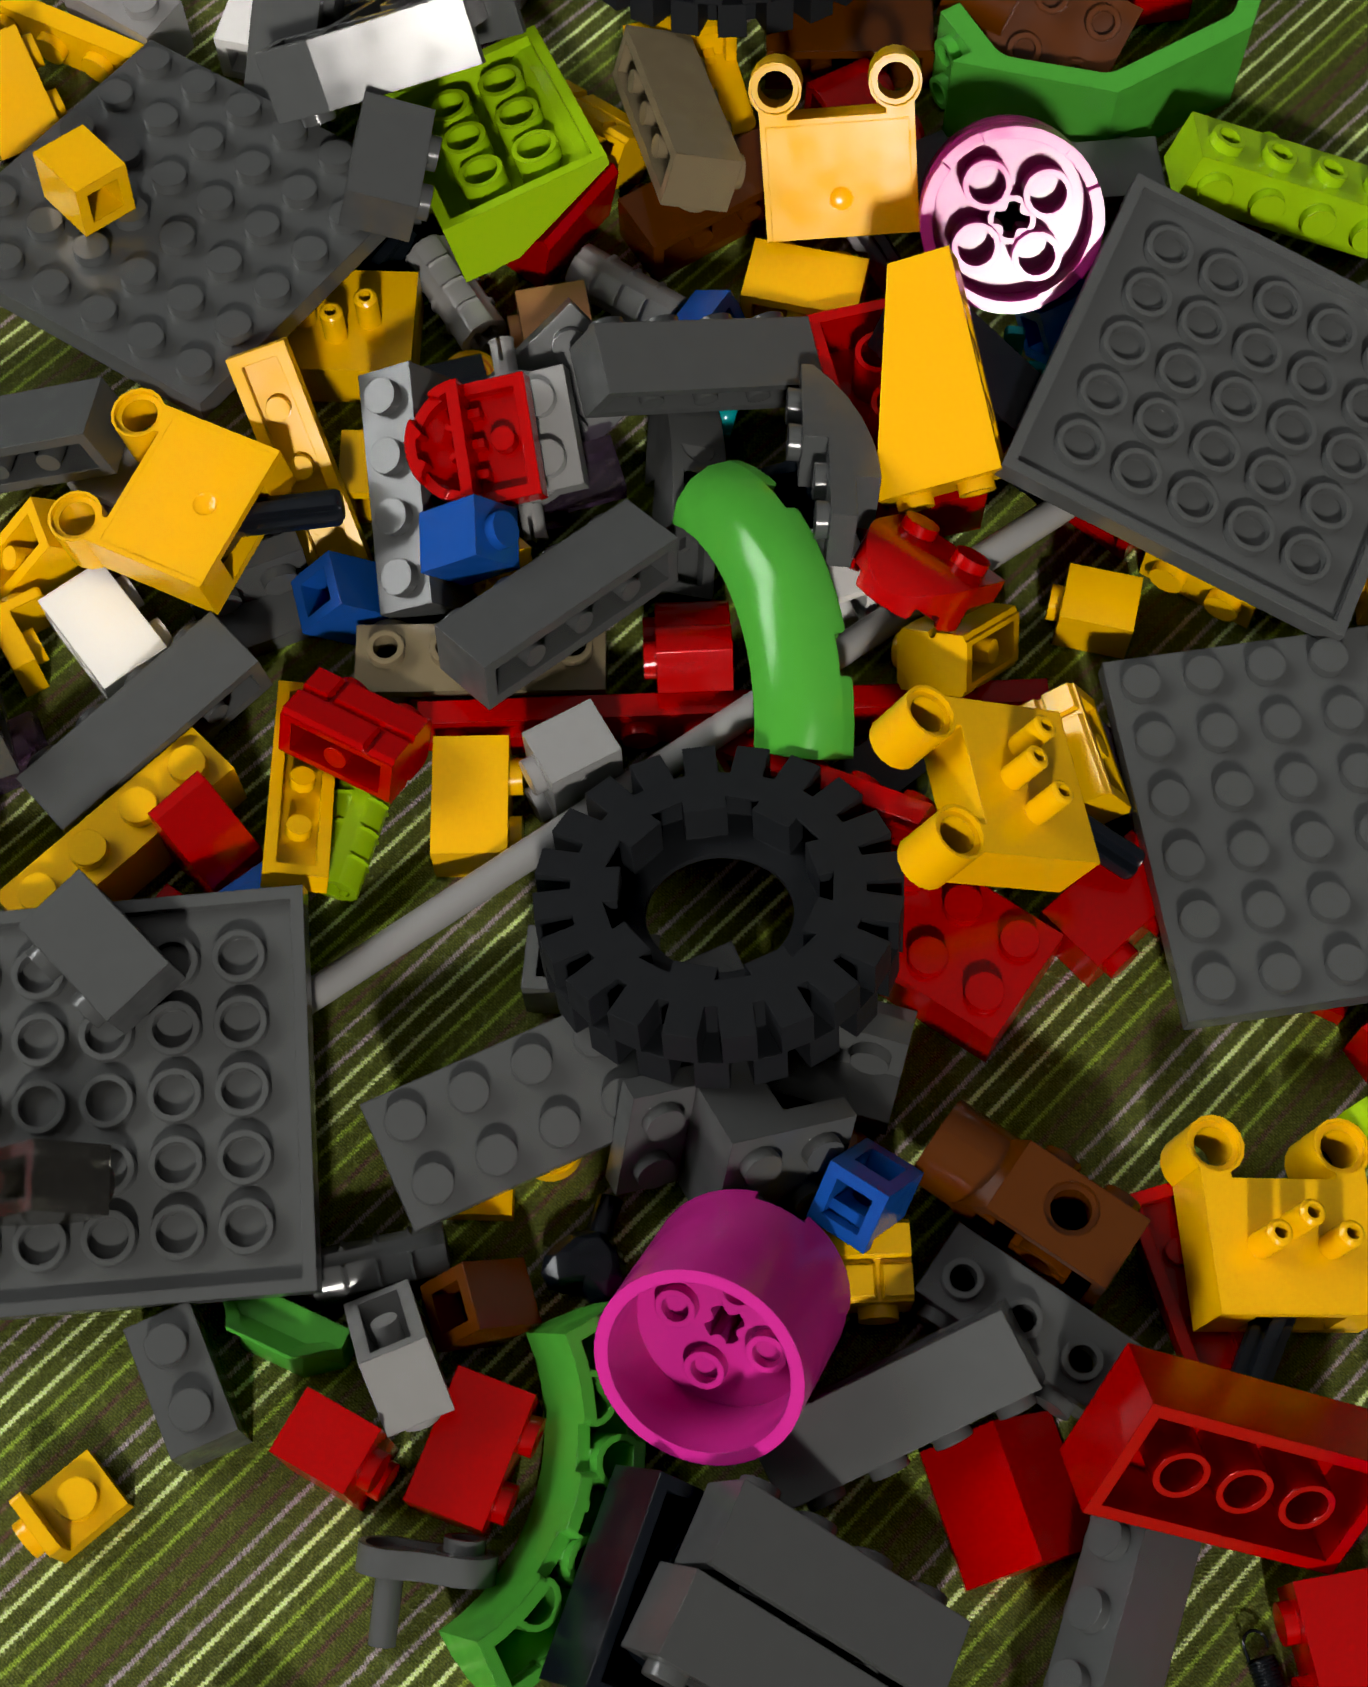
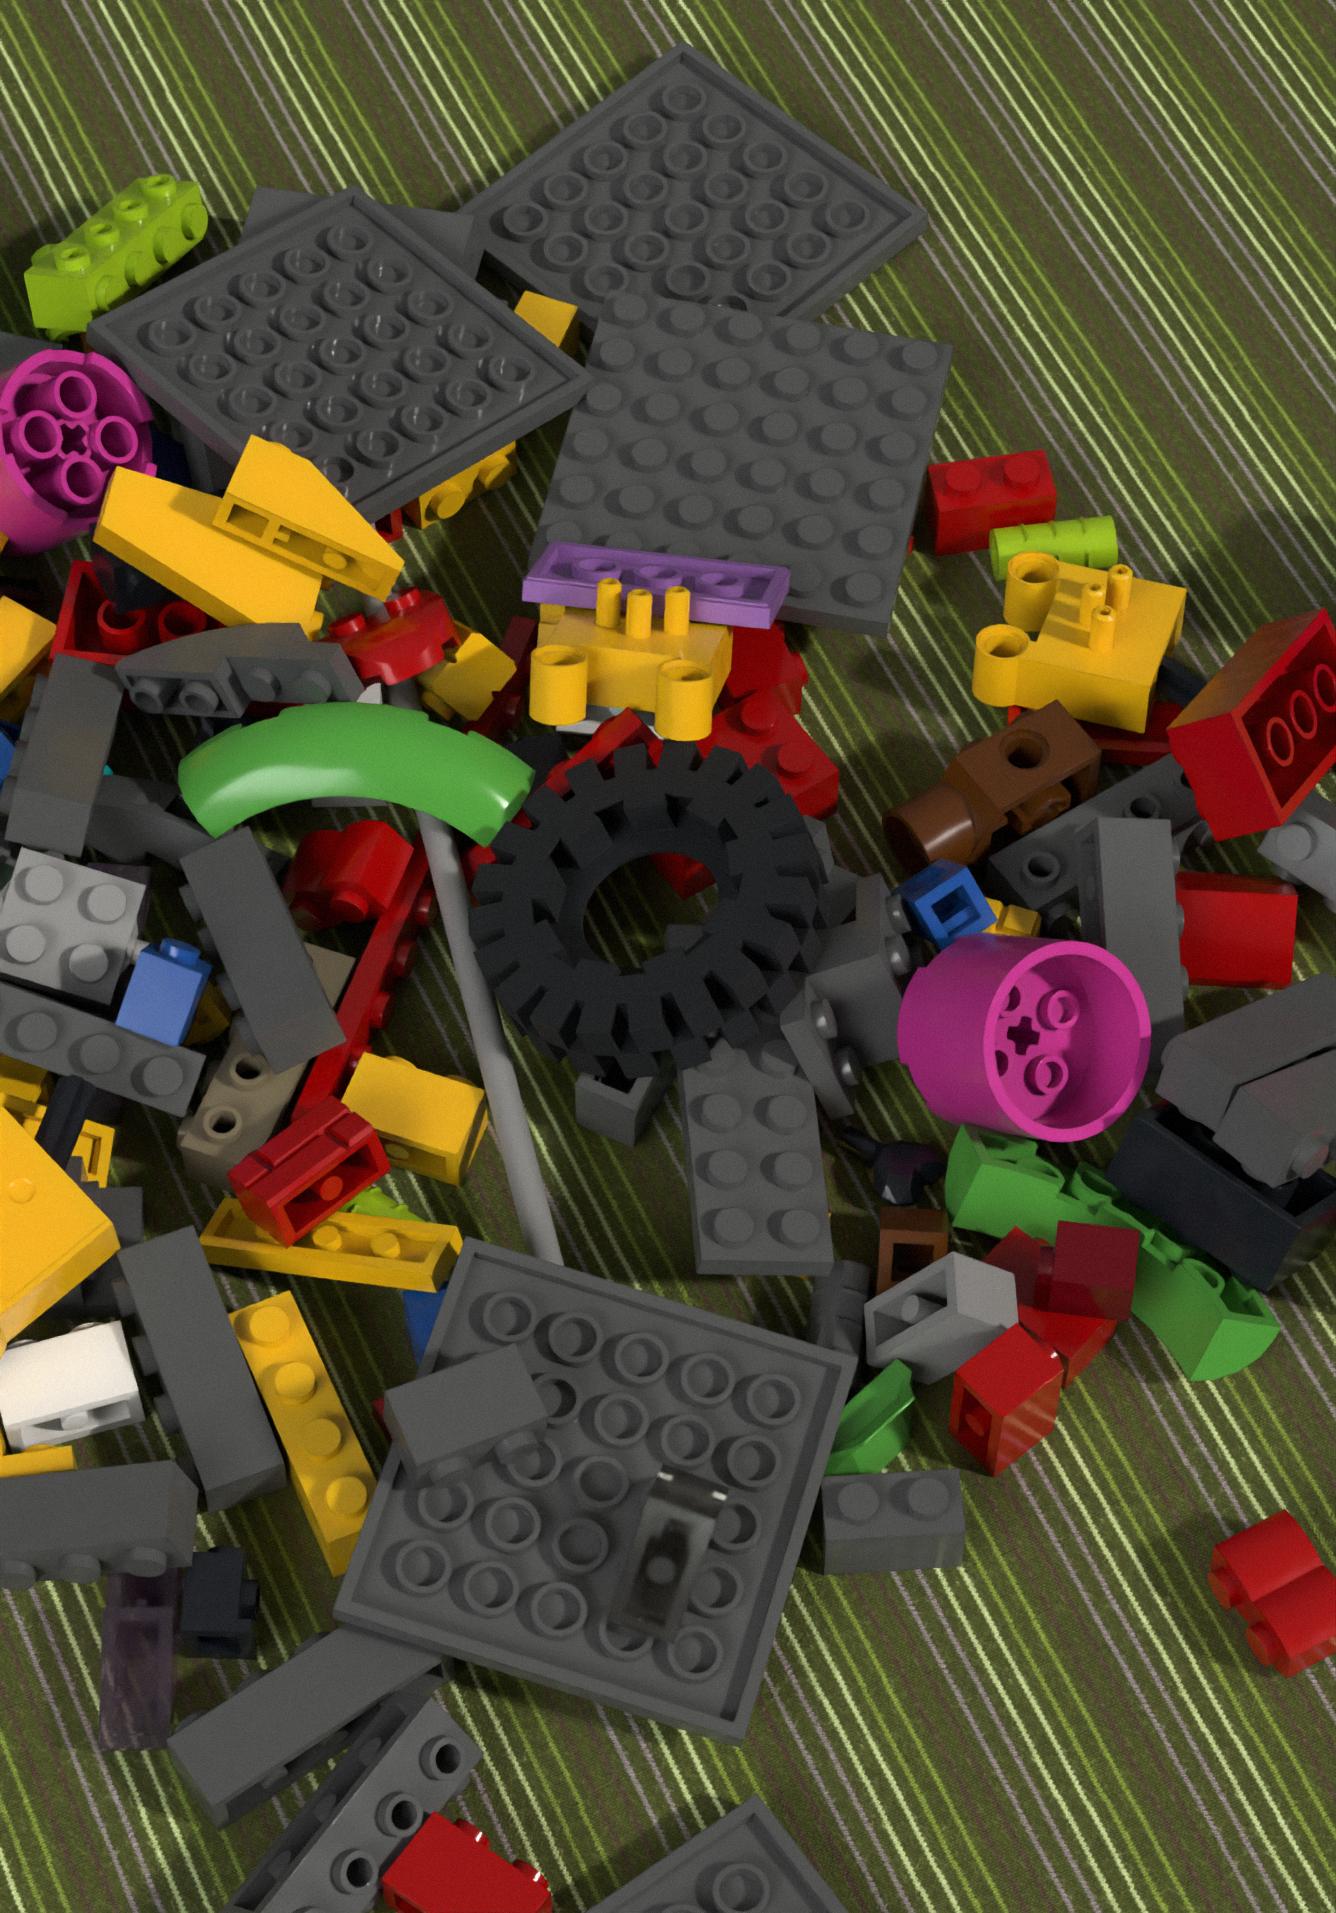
camera: 70 degrees left, 10 degrees down
(69, 1509) = (963, 1666): yellow bracket -> none
(204, 835) = (358, 1343): red slope -> none
(337, 596) = (138, 1154): blue brick -> none
(456, 1563) = (1113, 1399): dark grey piece -> none
(478, 441) = (74, 942): red slope -> none
(487, 1485) = (1090, 1270): none -> dark red brick
(568, 759) = (427, 1005): light grey brick -> none
(985, 400) = (299, 514): none -> yellow slope
(1094, 610) = (456, 562): yellow brick -> none
(1118, 818) = (718, 588): none -> medium lavender tile

